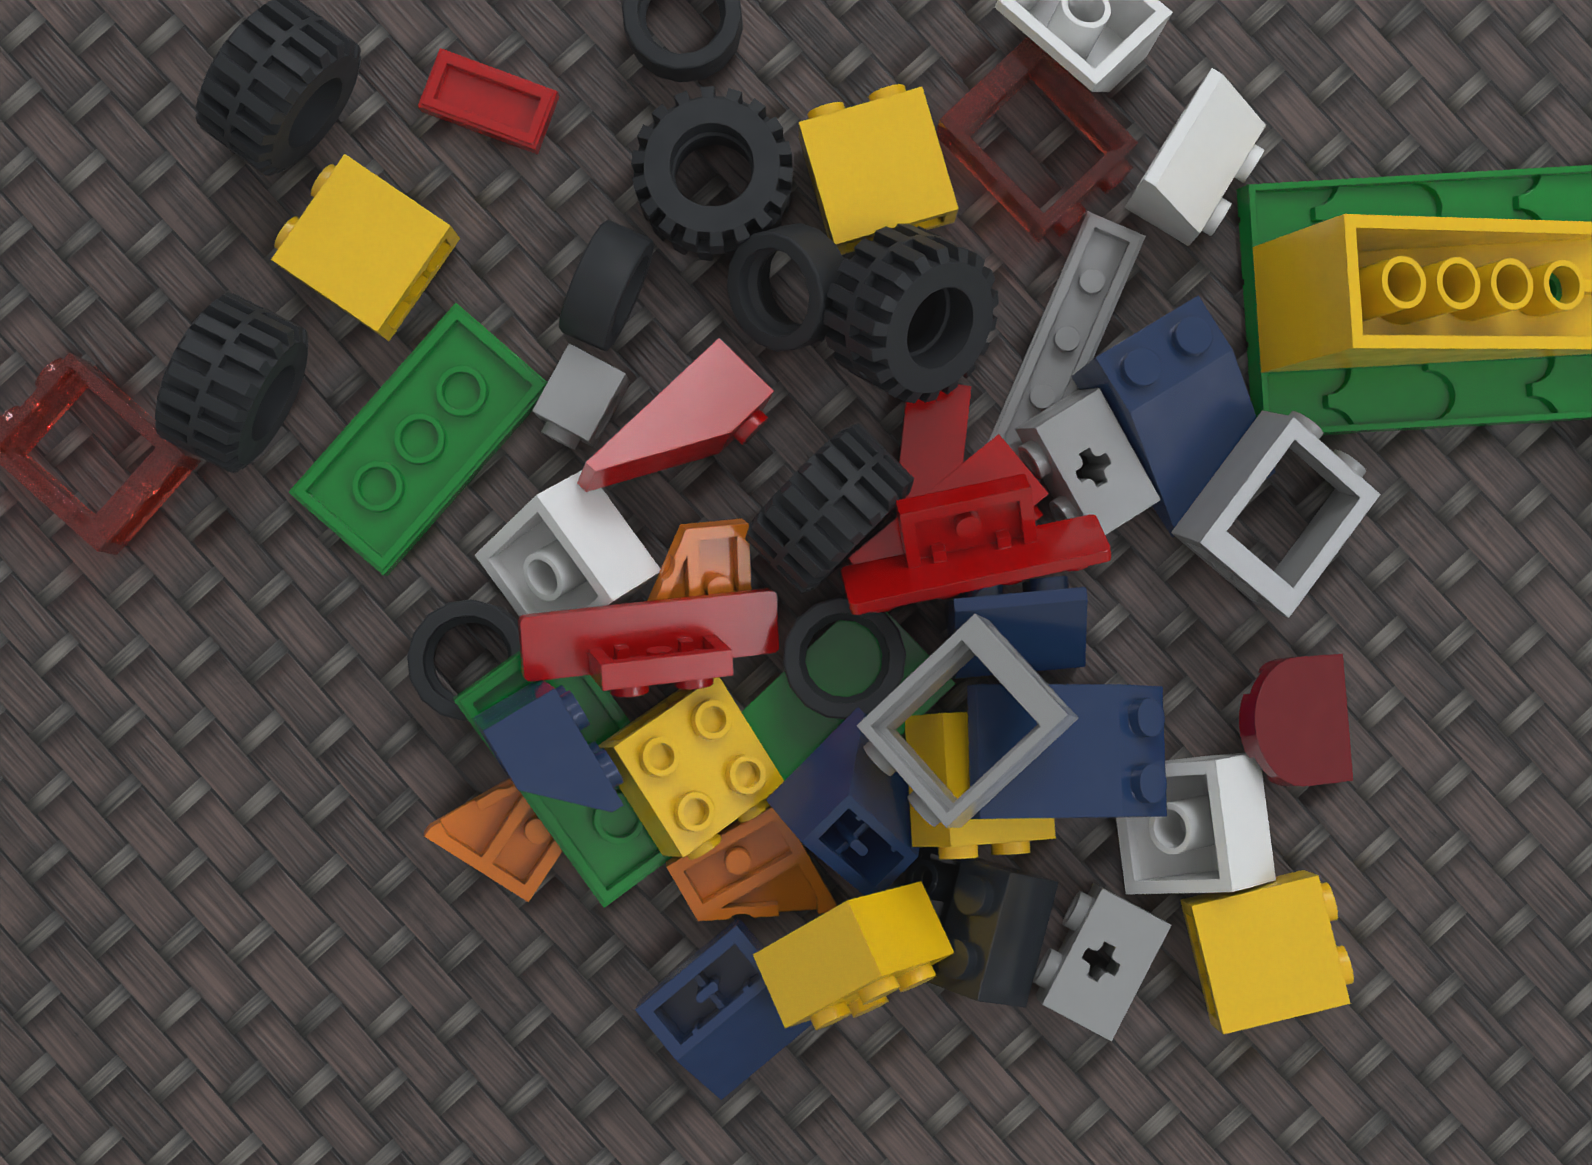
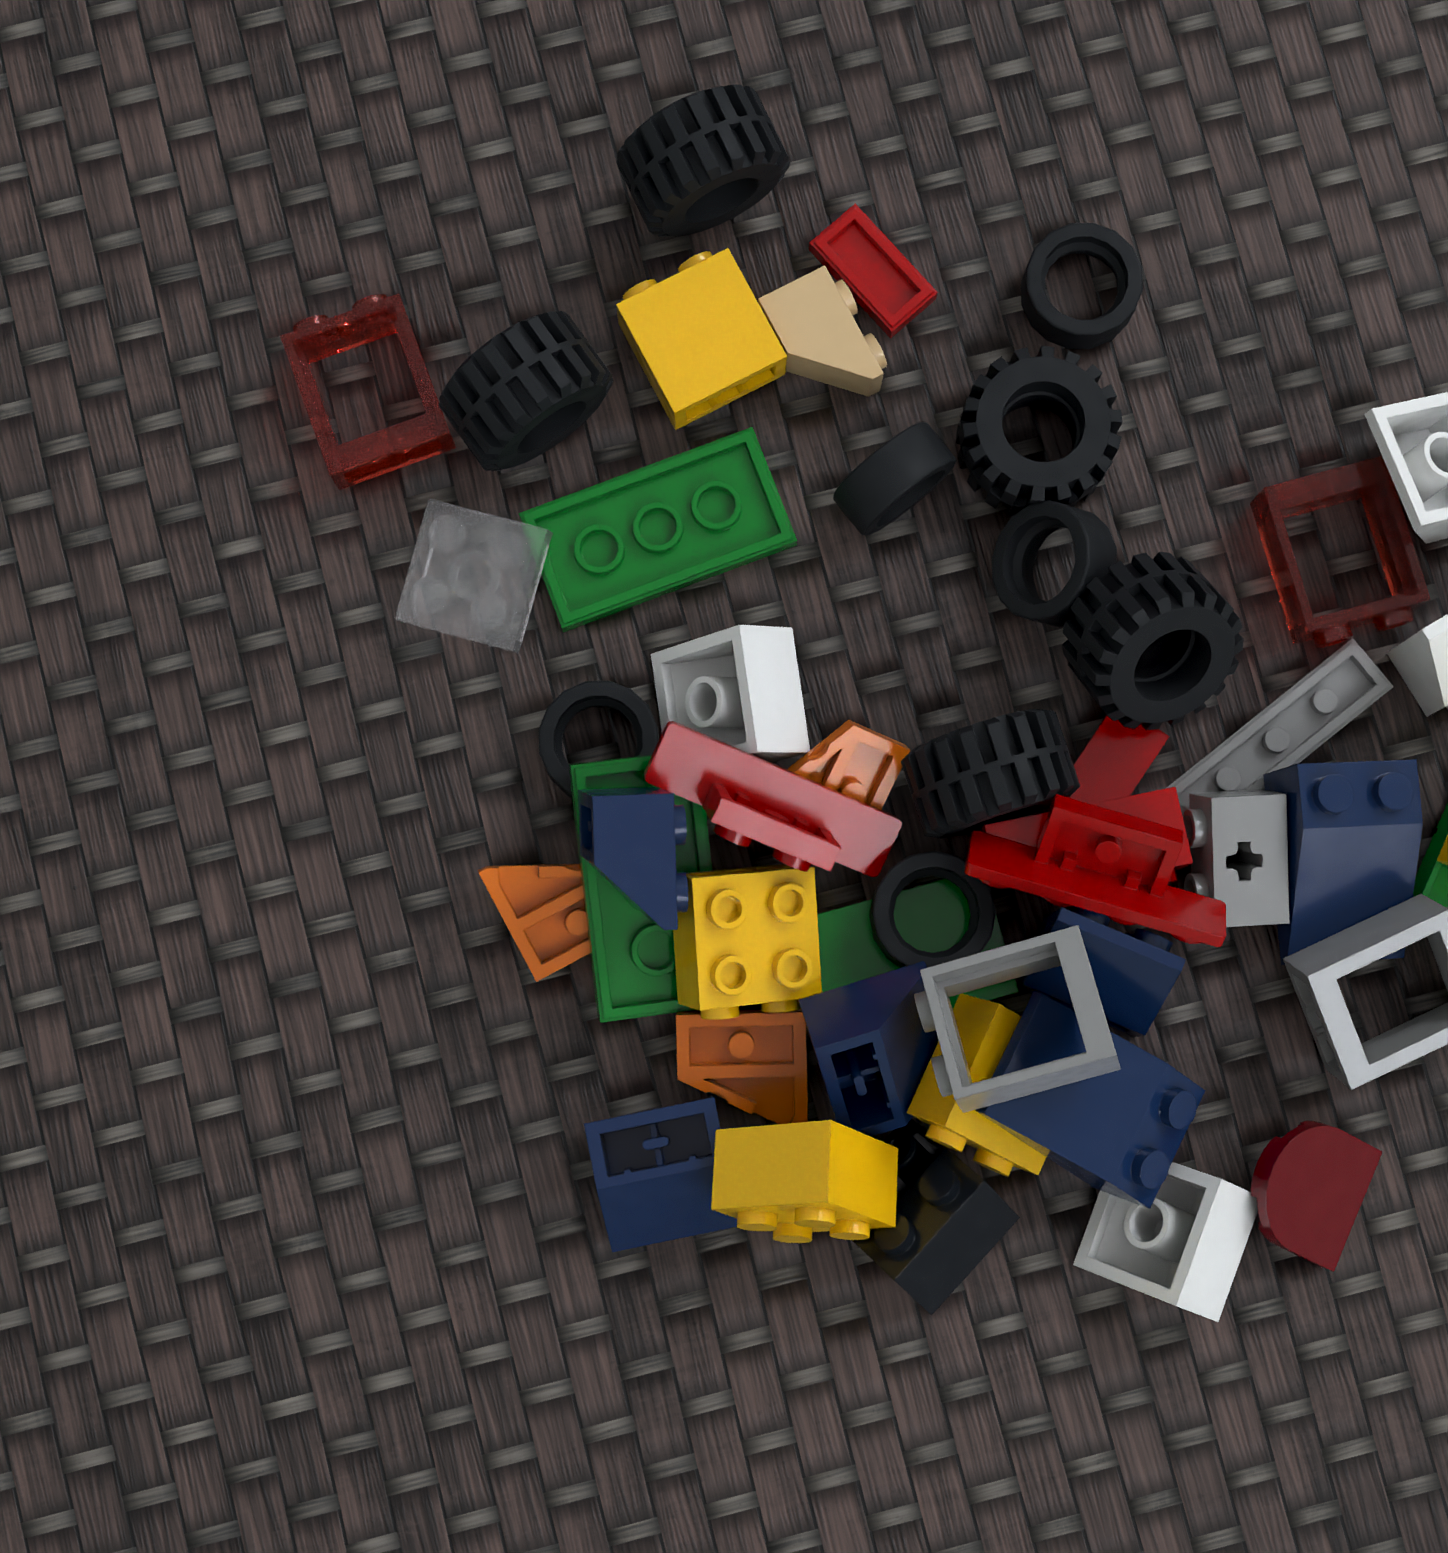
camera: 25 degrees right, 5 degrees down
(278, 570) = (473, 575): none -> clear plate
(469, 187) = (820, 334): none -> tan slope
(580, 398) = (818, 565): light grey brick -> none
(687, 421) = (900, 633): slope -> none
(877, 166) = (1187, 499): yellow brick -> none
(1105, 994) = (1058, 1308): light grey brick -> none
(1268, 951) = (1177, 1382): yellow brick -> none

